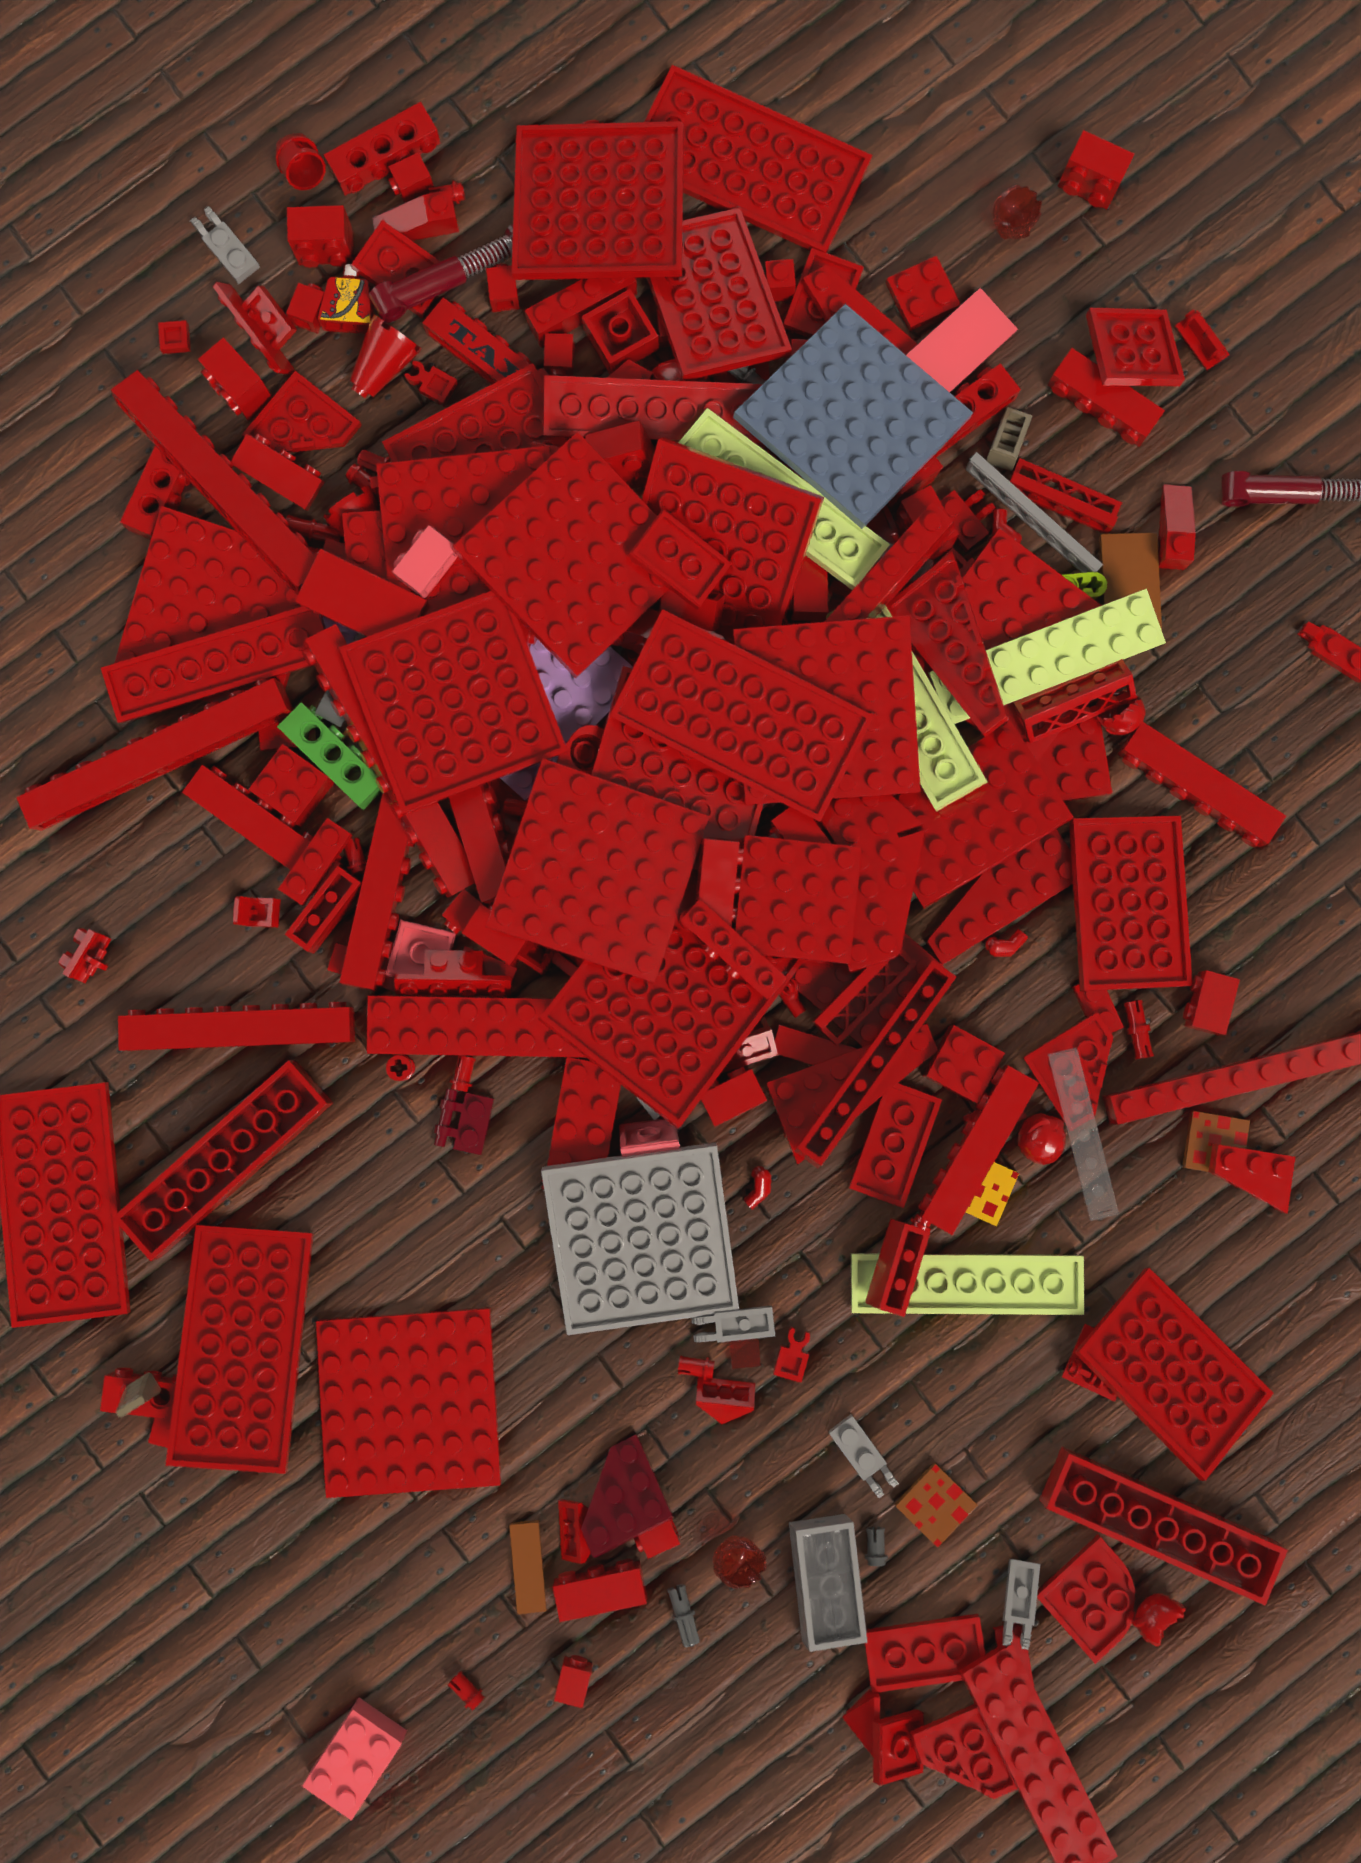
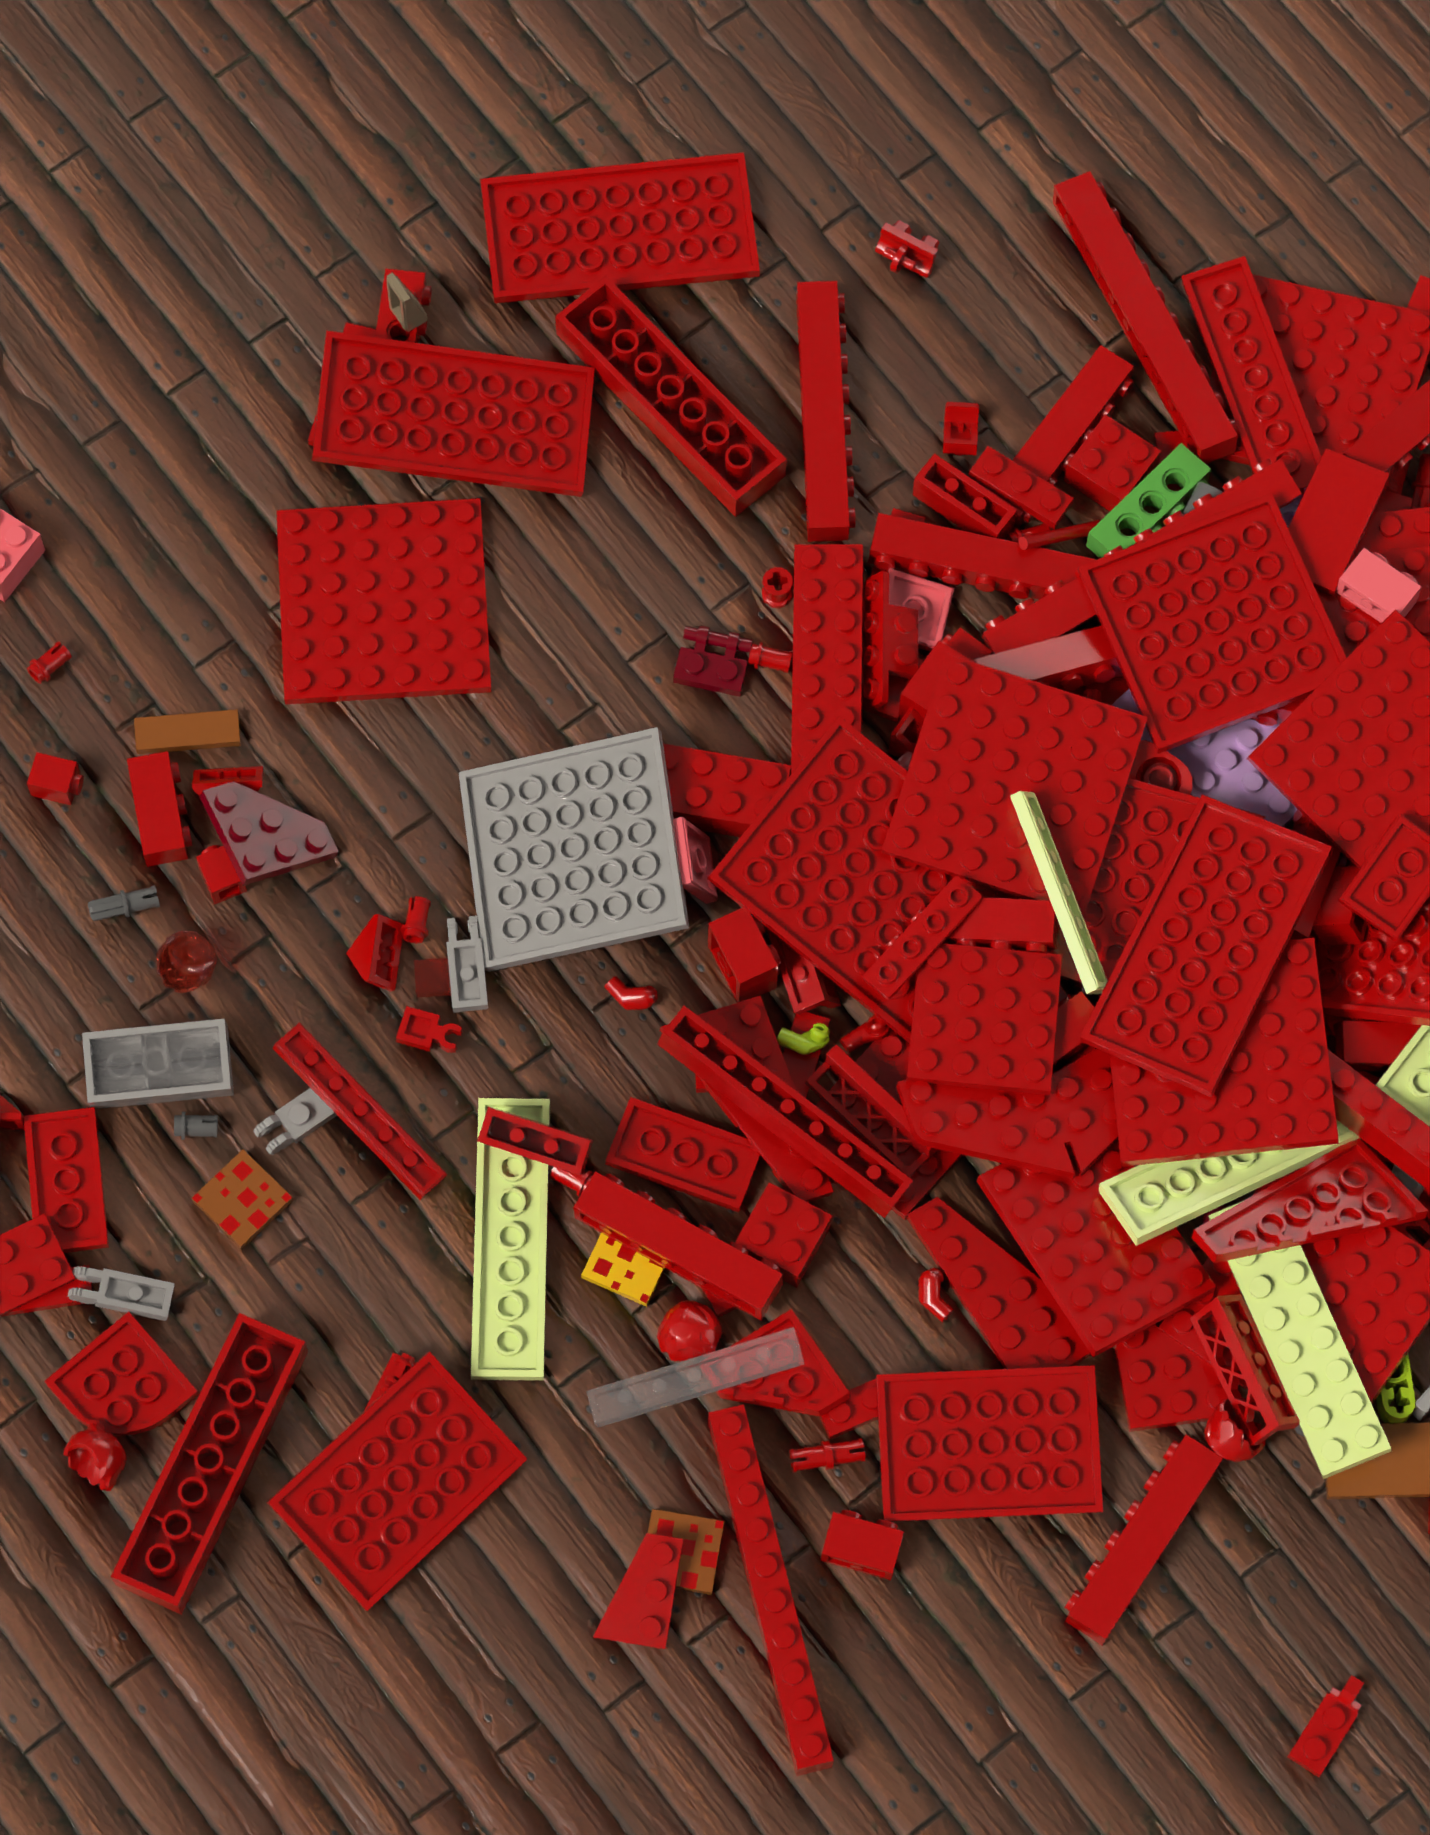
camera: 90 degrees right, 15 degrees down
(356, 829) = (1056, 535): none -> red bar
(697, 835) = (1060, 892): none -> yellowish green tile
(802, 1045) = (807, 1042): none -> lime arm
(864, 1411) = (359, 1111): none -> red tile

